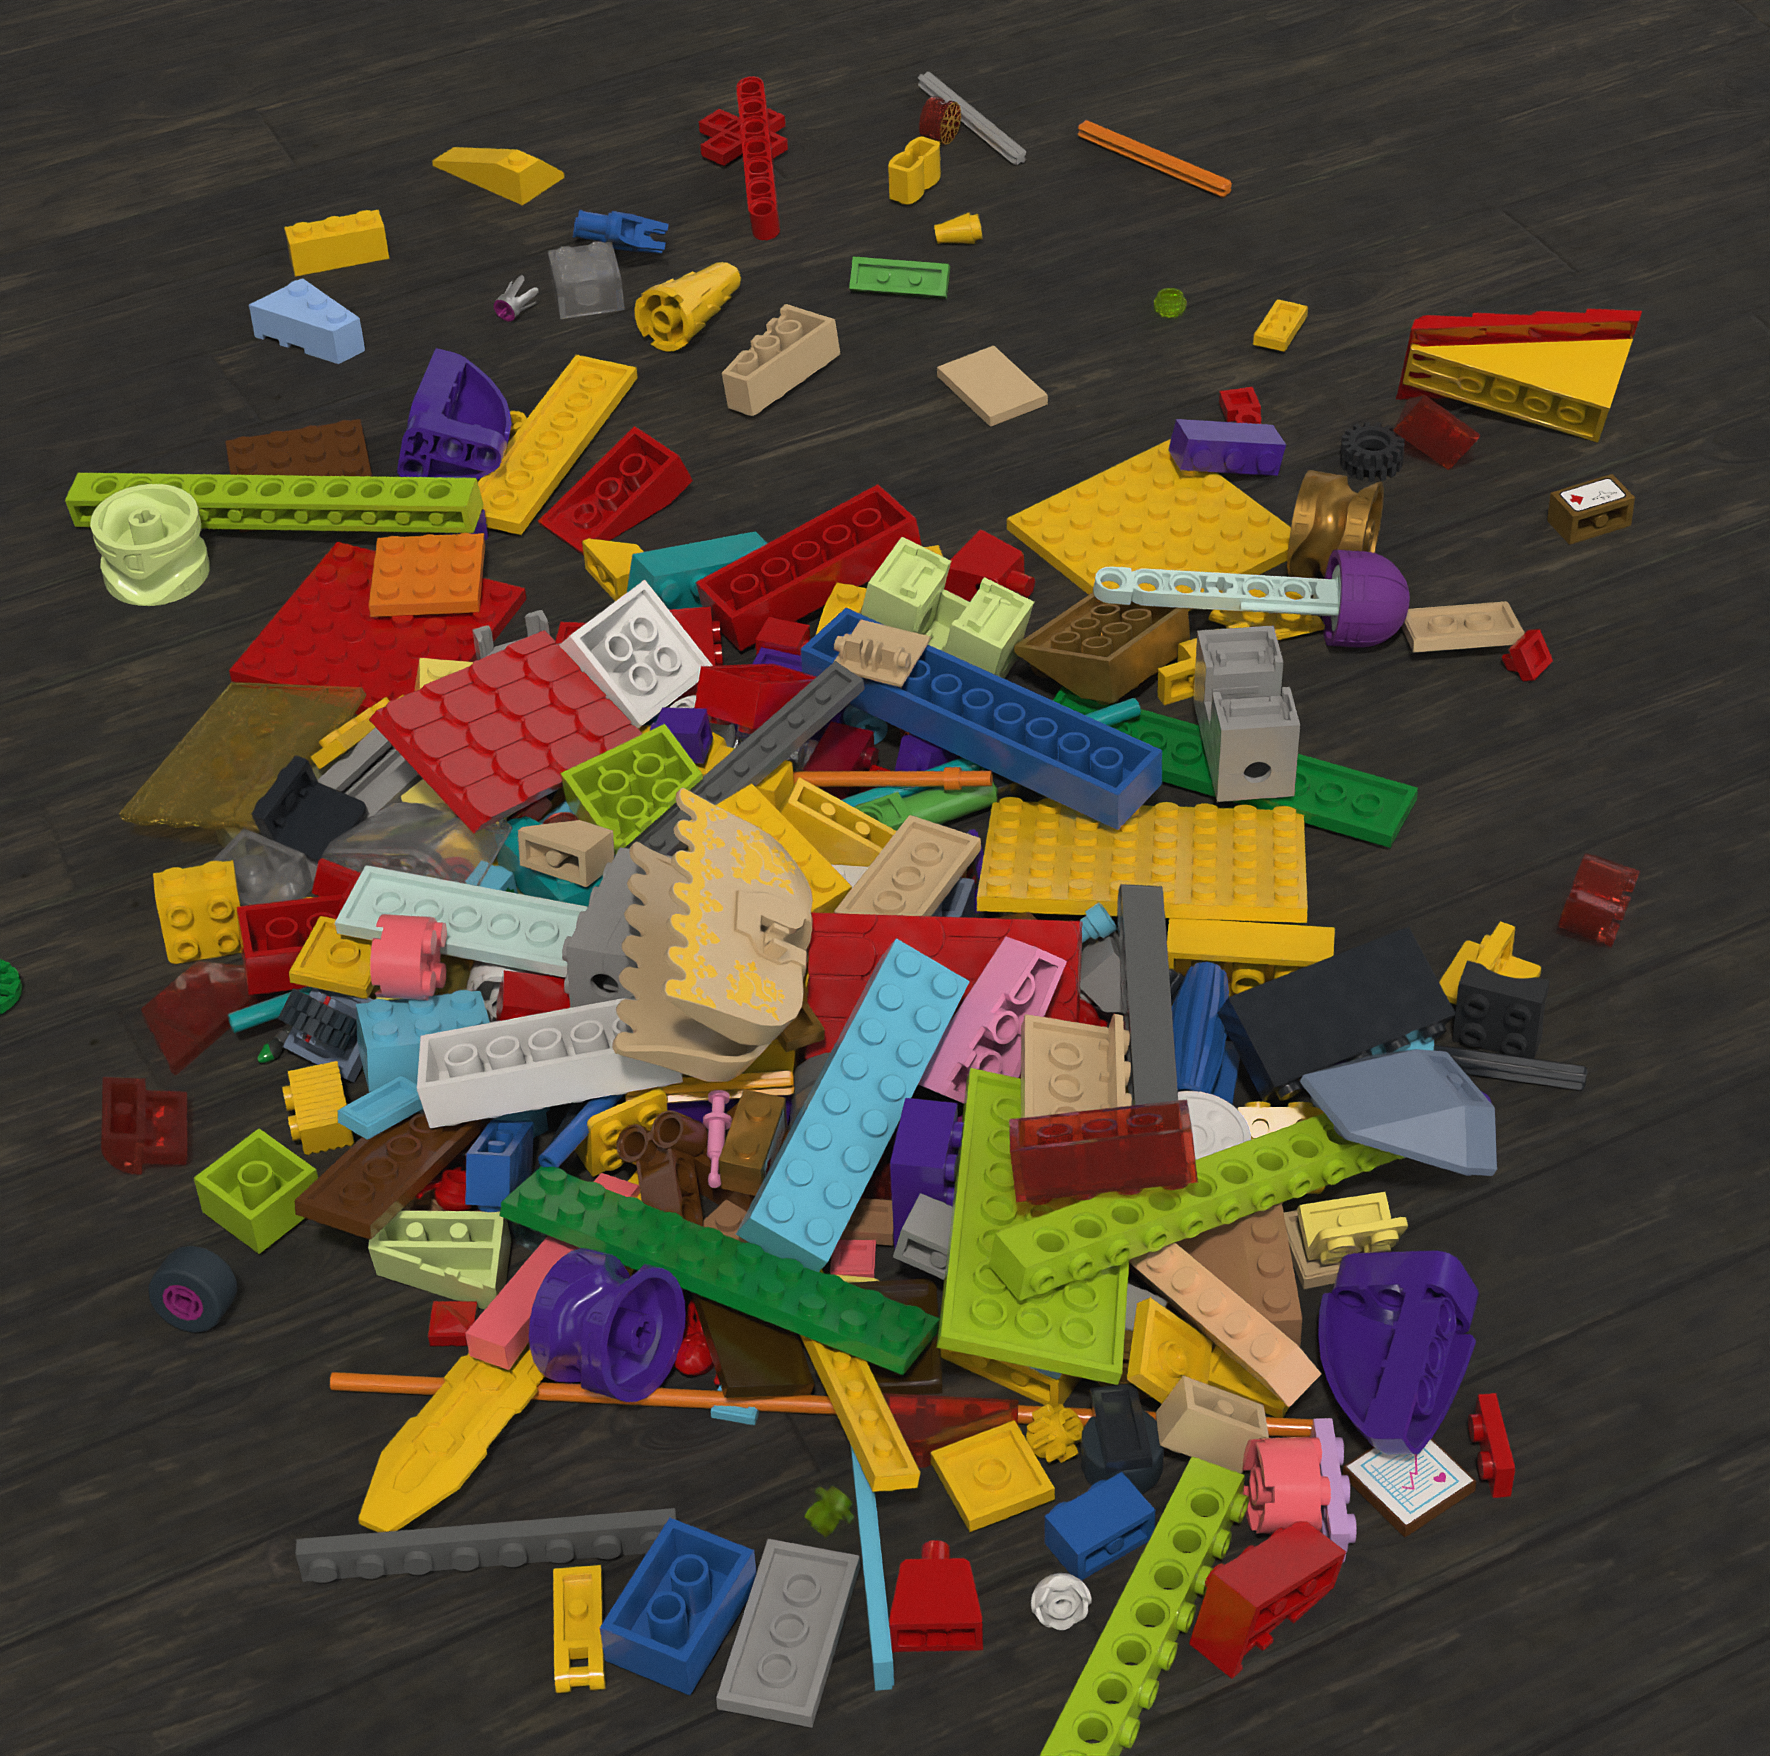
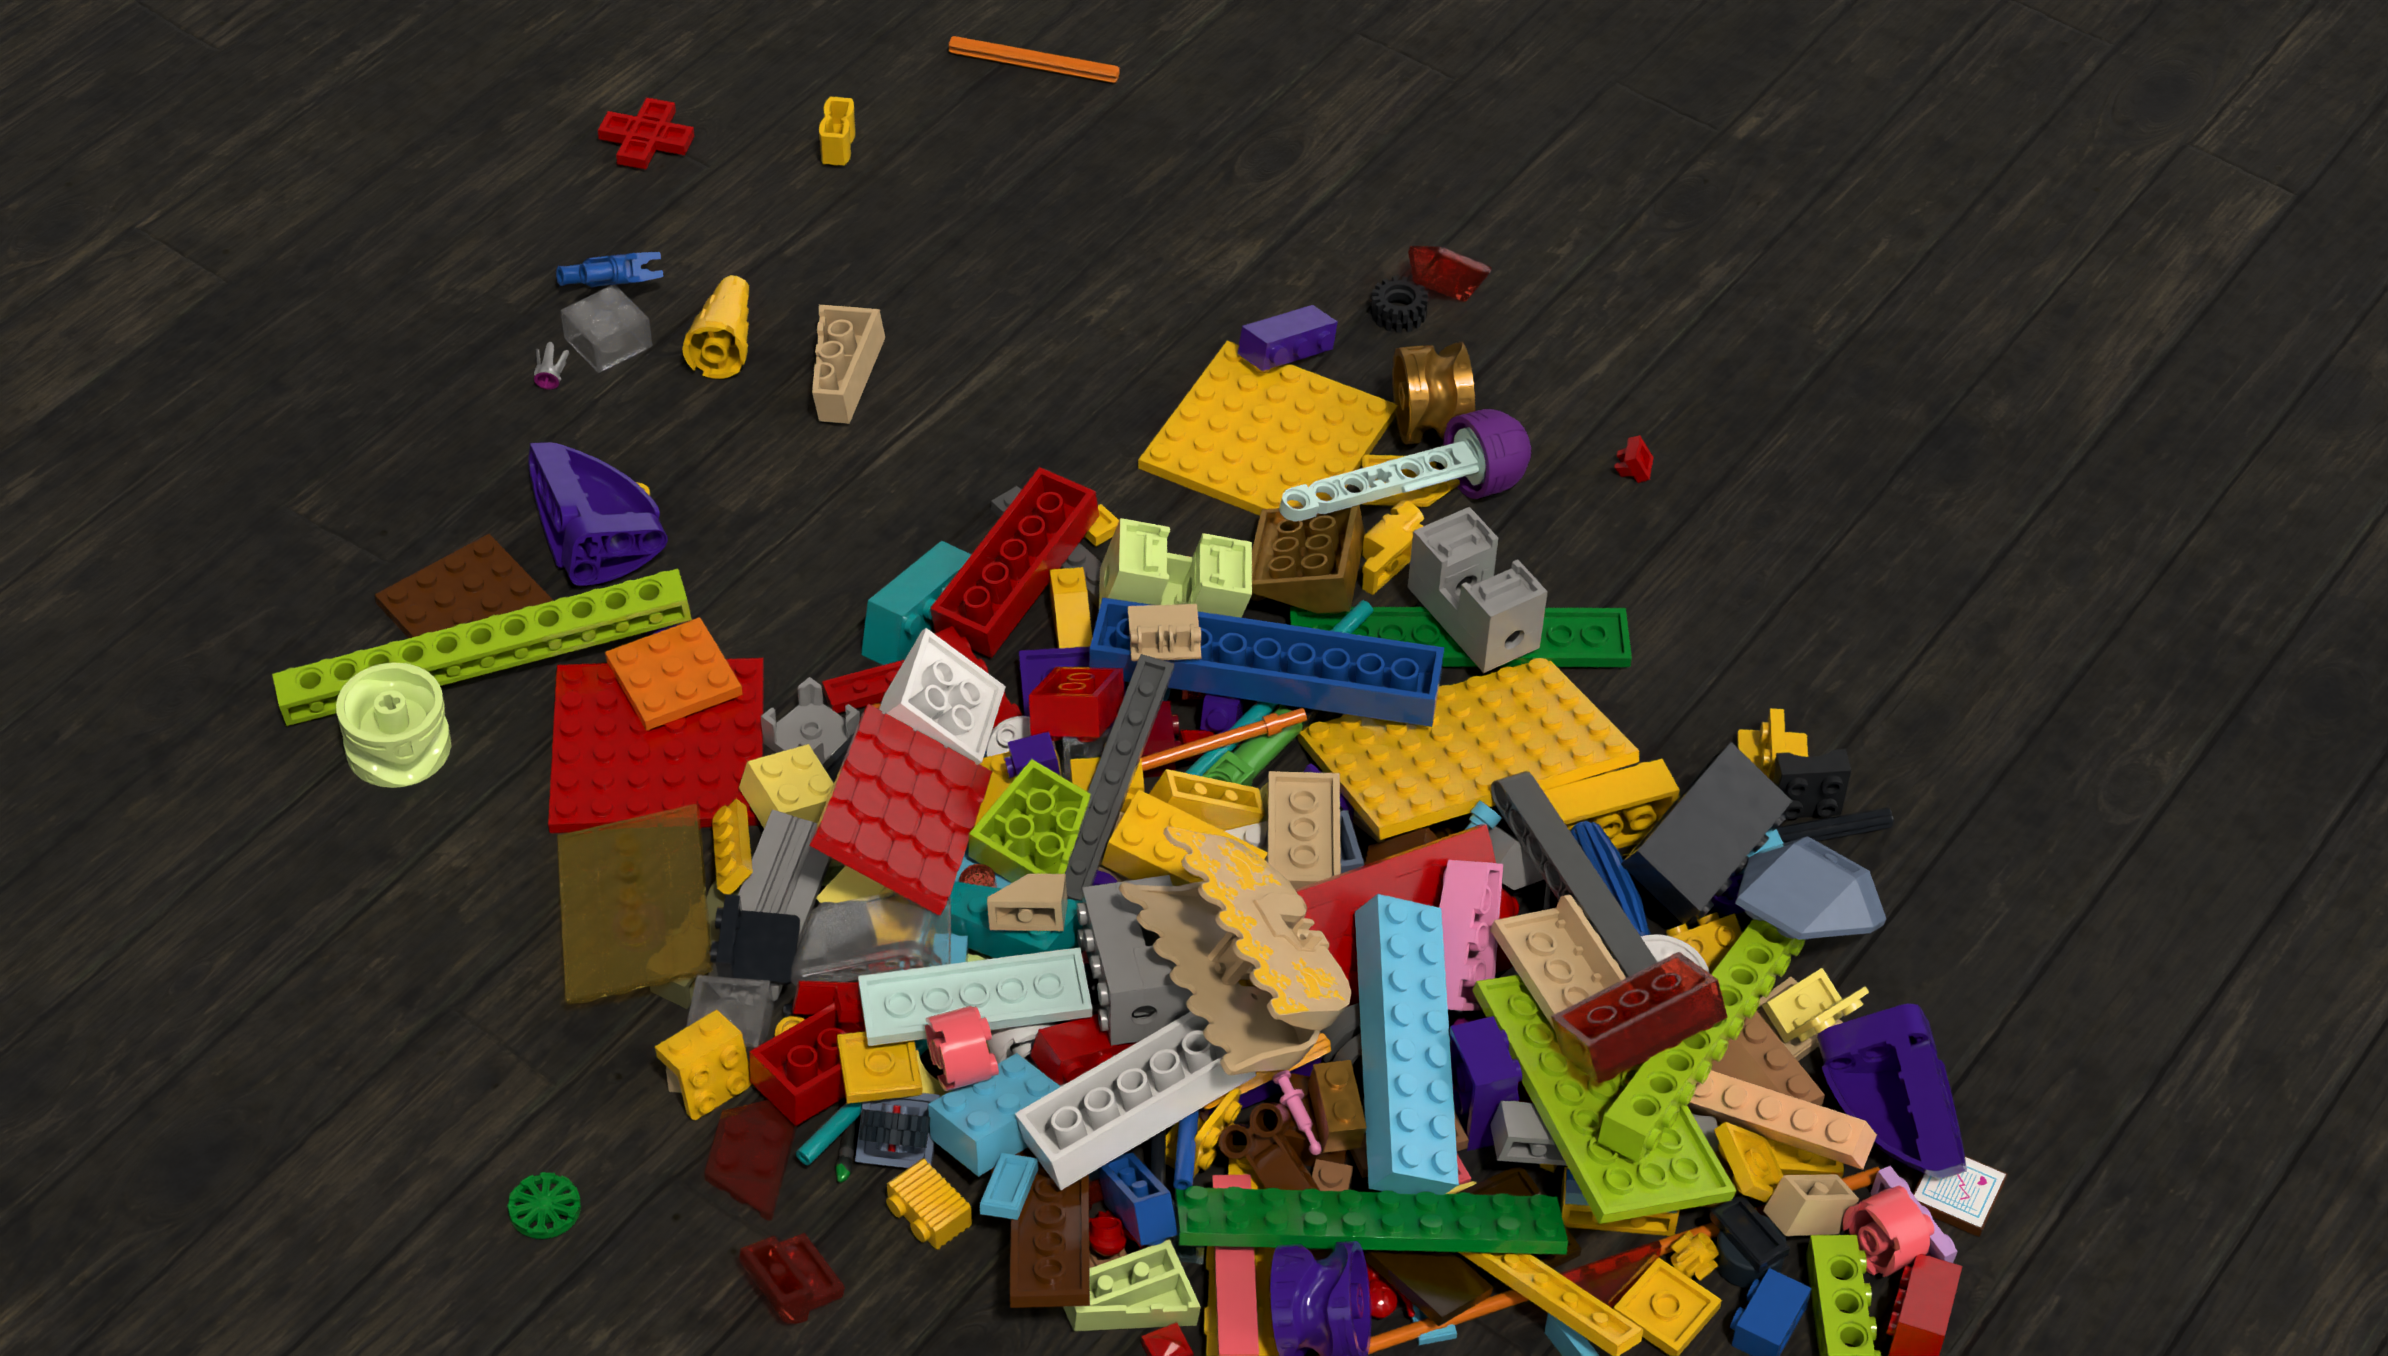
camera: 30 degrees left, 5 degrees up
(255, 1190) = (937, 1297): lime brick -> none
(308, 320) = (371, 445): light blue wedge -> none
(336, 242) = (336, 355): yellow brick -> none
(501, 171) = (438, 233): yellow wedge -> none
(552, 440) = (687, 497): yellow plate -> none
(610, 564) = (835, 612): yellow slope -> none
(618, 491) = (784, 539): red slope -> none
(758, 158) = (686, 156): red beam -> none
(783, 636) = (1030, 635): red brick -> none
(899, 277) = (891, 245): bright green plate -> none
(938, 120) = (824, 71): clear red wheel -> none
(962, 229) = (912, 180): yellow cone -> none
(974, 120) = (844, 59): light grey axle -> none
(990, 559) = (1163, 507): red torso -> none
(992, 385) = (1038, 331): tan tile -> none
(1170, 302) = (1141, 204): clear neon green plate -> none
(1240, 405) = (1267, 291): red plate -> none
(1280, 325) = (1249, 201): yellow plate -> none
(1461, 626) = (1573, 449): tan tile -> none
(1495, 1457) = (2005, 1141): red plate -> none
(1530, 367) = (1513, 194): yellow piece -> none
(1590, 509) = (1604, 308): pearl gold brick -> none
(1598, 899) = (1821, 662): clear red brick -> none

